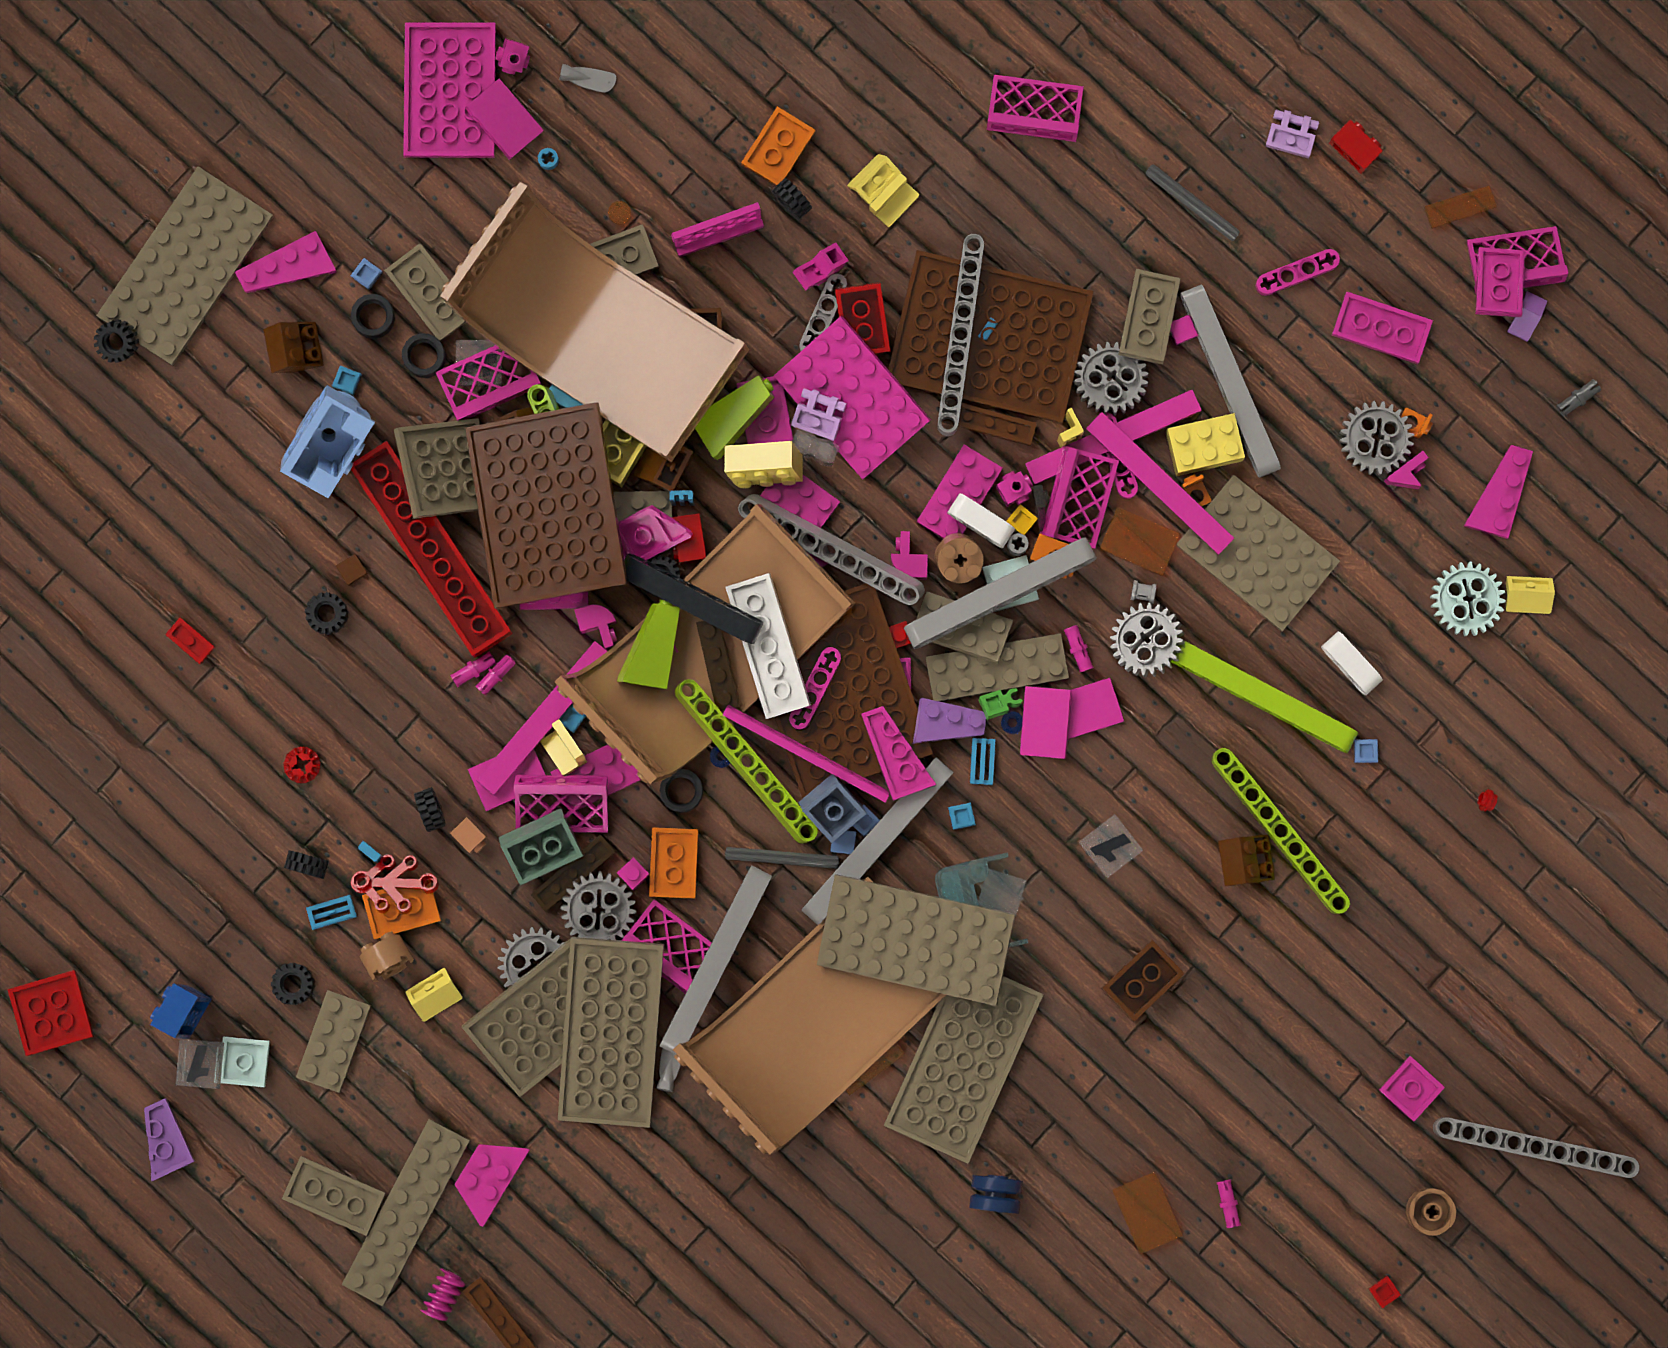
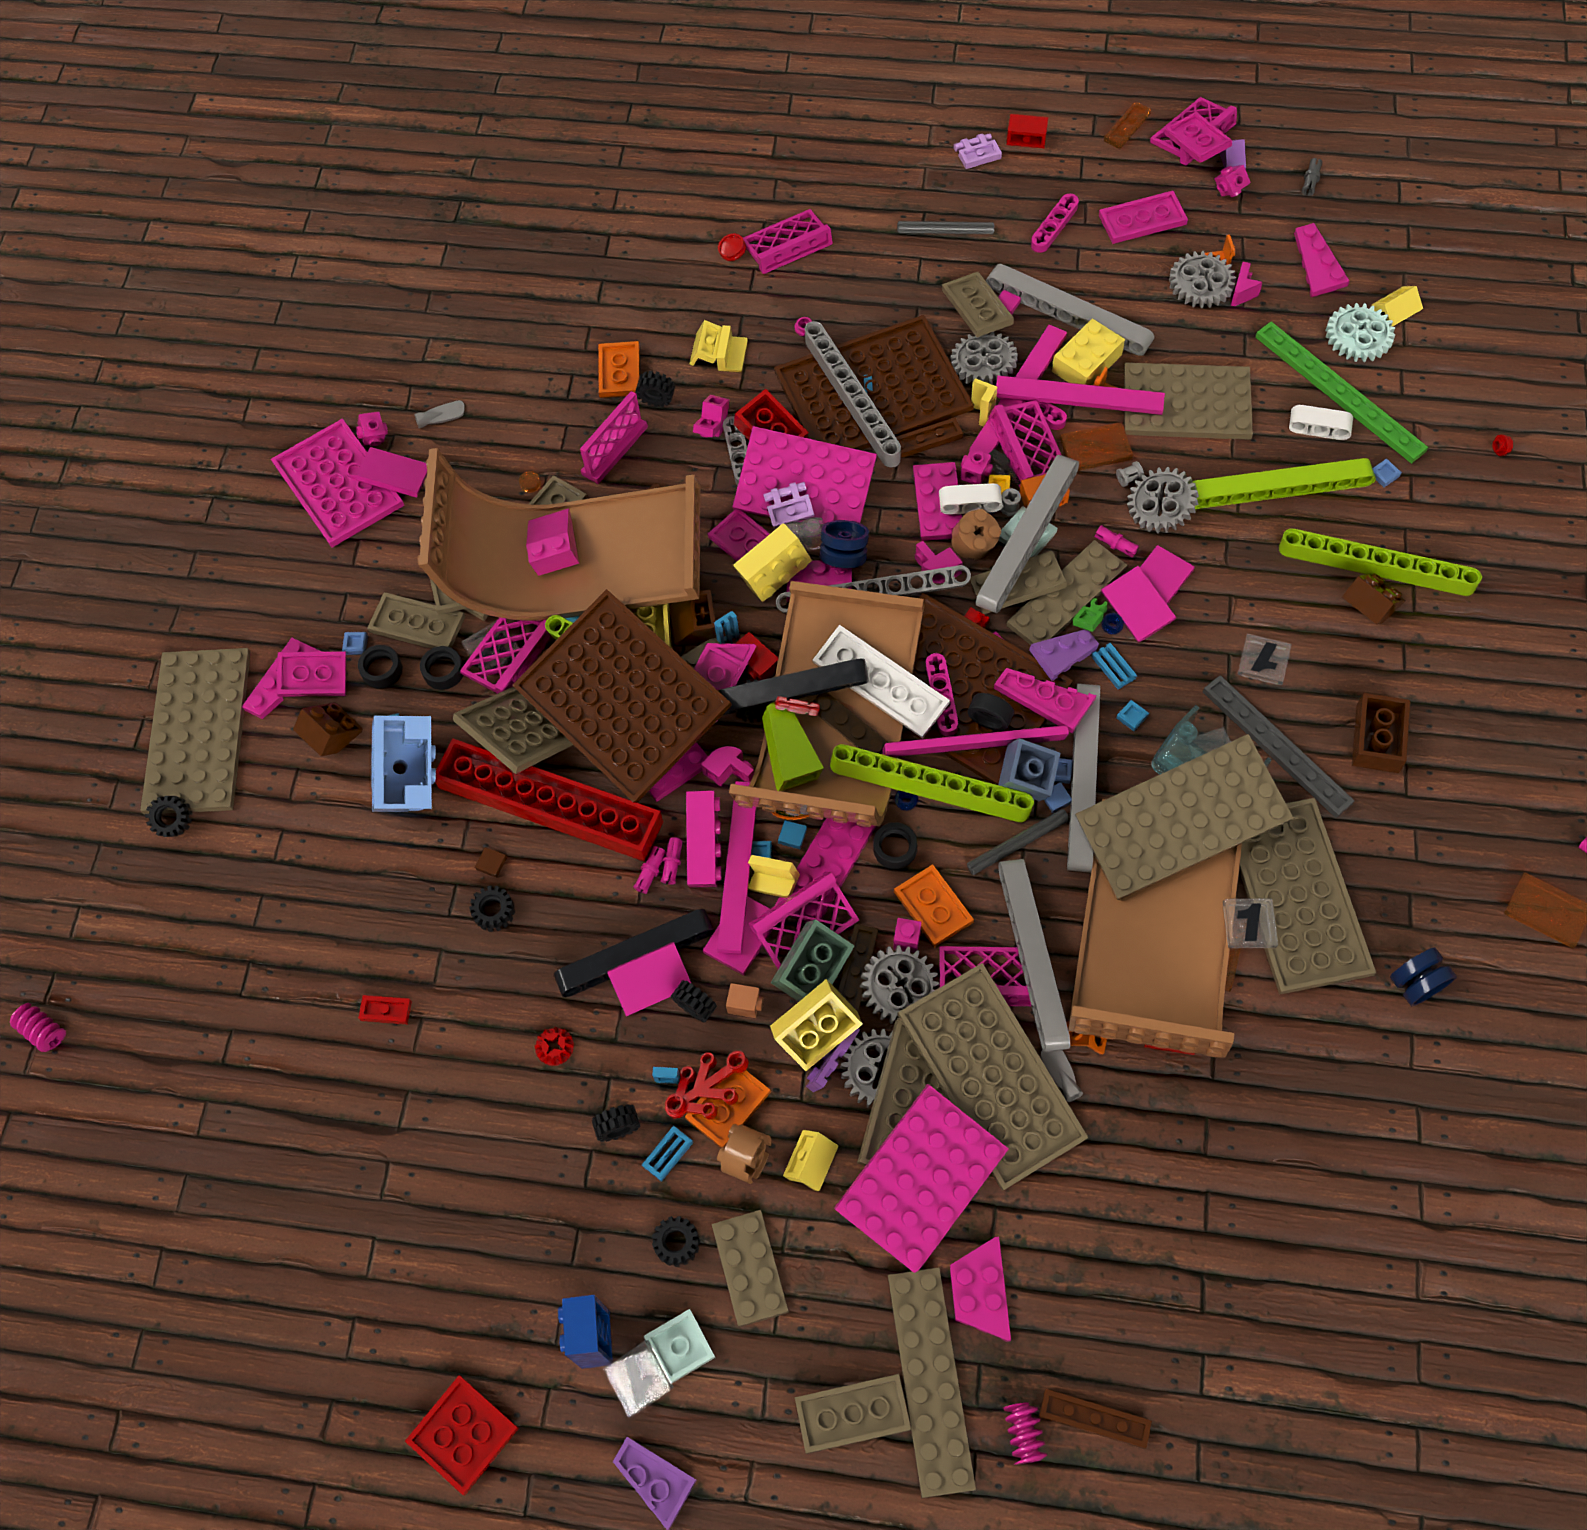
camera: 30 degrees left, 20 degrees down
(310, 284) = (311, 674): none -> dark pink plate
(409, 764) = (648, 978): none -> dark pink tile
(413, 733) = (593, 969): none -> black beam
(494, 935) = (829, 1064): none -> medium lavender wing
(500, 1071) = (921, 1178): none -> dark pink plate
(506, 899) = (816, 1025): none -> light yellow brick
(531, 675) = (702, 839): none -> dark pink wedge
(588, 306) = (551, 542): none -> dark pink slope
(683, 620) = (797, 706): none -> red axle
(733, 415) = (722, 551): lime slope -> none
(837, 738) = (990, 711): none -> black tyre
(839, 487) = (844, 543): none -> dark blue wheel
(901, 1058) = (1250, 923): none -> clear tile
(977, 79) = (731, 247): none -> red piece
(978, 215) = (800, 325): none -> dark pink plate
(1054, 928) = (1278, 746): none -> dark grey plate
(1397, 644) = (1342, 392): none -> bright green plate
(1495, 351) = (1232, 180): none -> dark pink brick

